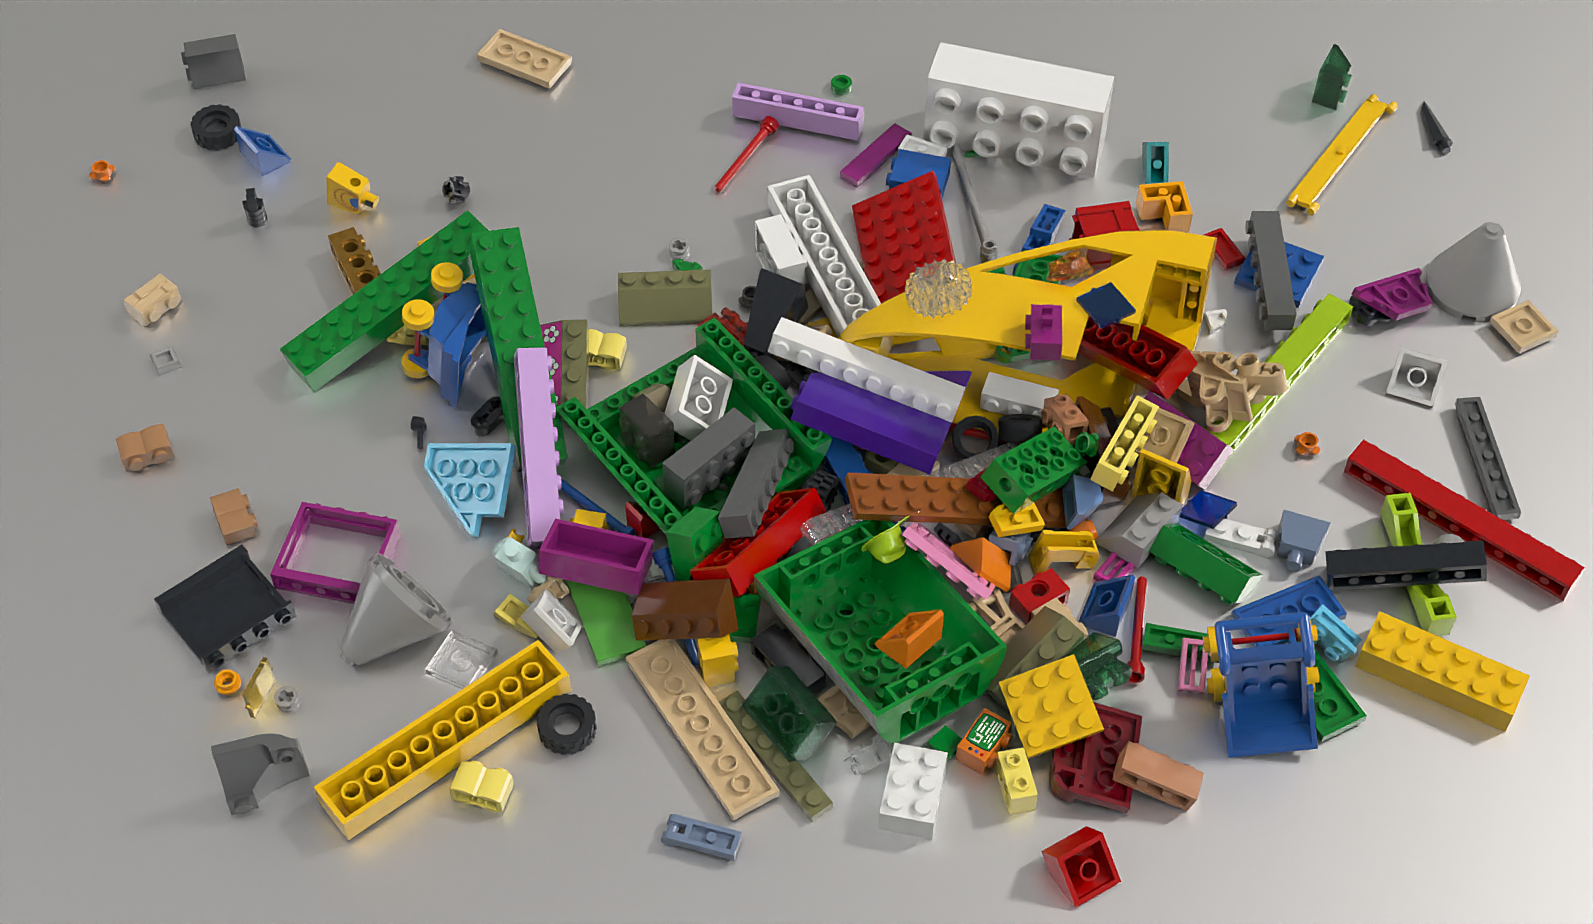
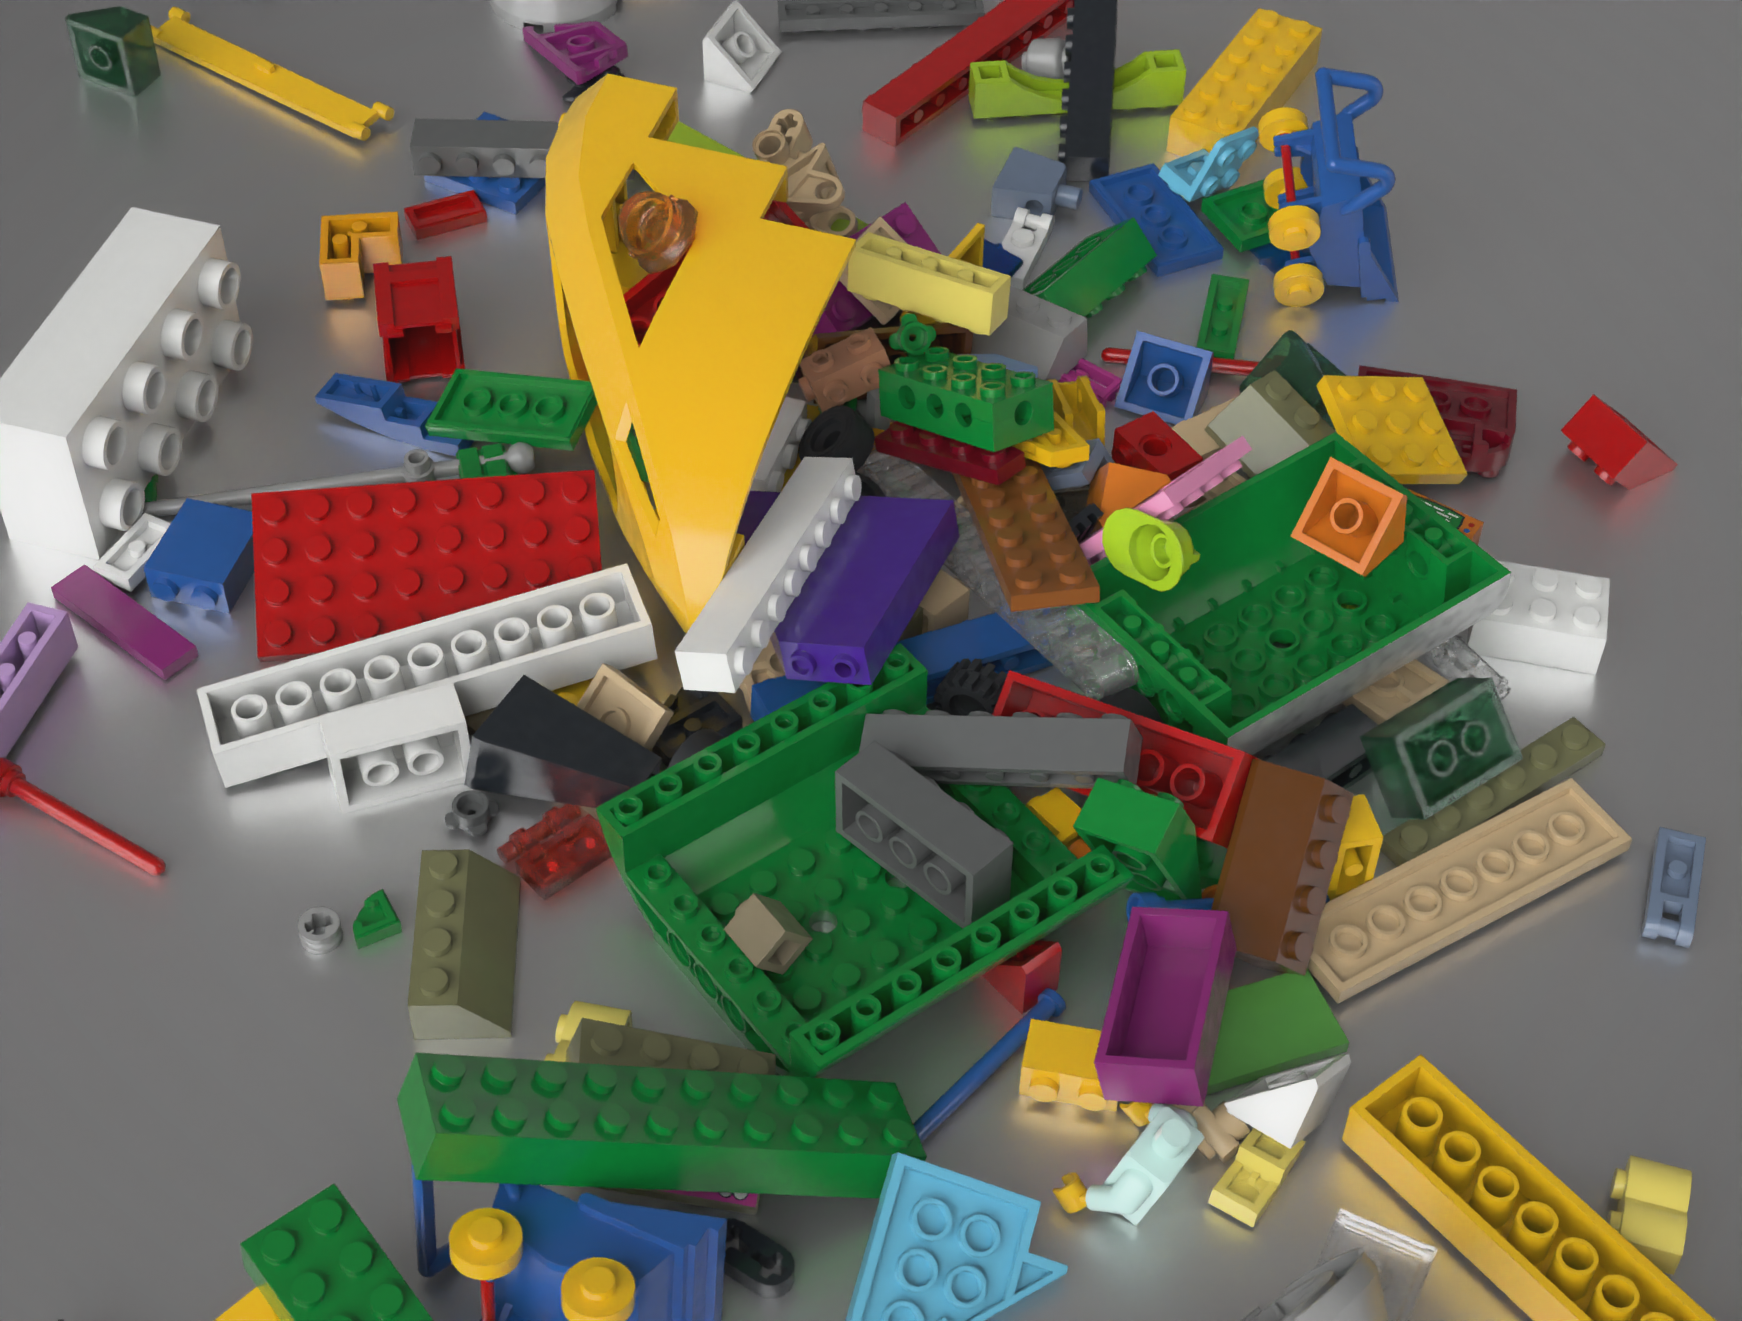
camera: 90 degrees left, 5 degrees down
(537, 442) = (904, 1102): lavender brick -> none
(564, 705) = (1510, 1058): black tyre -> none
(646, 430) = (854, 932): clear smoke brick -> none
(697, 397) = (783, 854): white brick -> none
(938, 288) = (676, 380): clear gear -> none
(1016, 781) = (1501, 498): light yellow brick -> none
(1045, 332) = (815, 252): magenta brick -> none
(1105, 305) = (746, 196): clear blue piece -> none
(1155, 162) = (258, 263): teal slope -> none
(1158, 776) = (1464, 350): nougat brick -> none
(1191, 688) = (1264, 307): bright pink tile -> none
(1307, 443) = (852, 167): orange plate -> none

